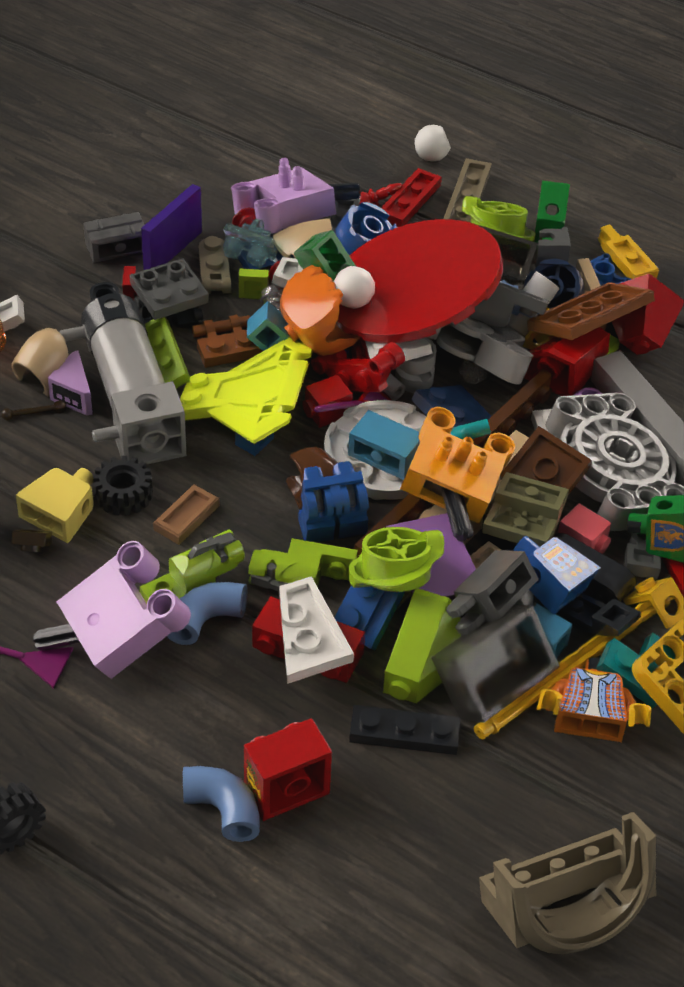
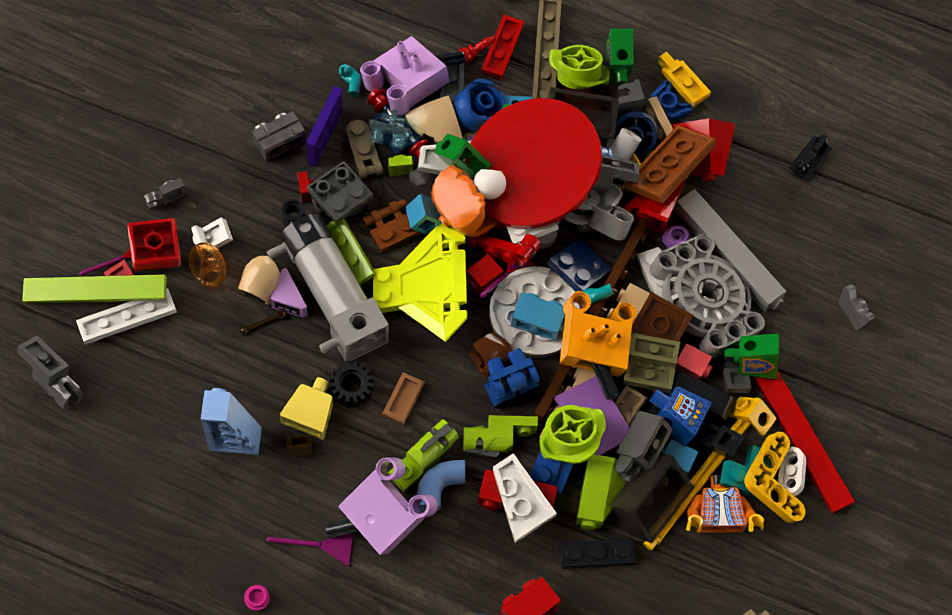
camera: 15 degrees left, 20 degrees up
(221, 201) = (352, 77): none -> teal arm

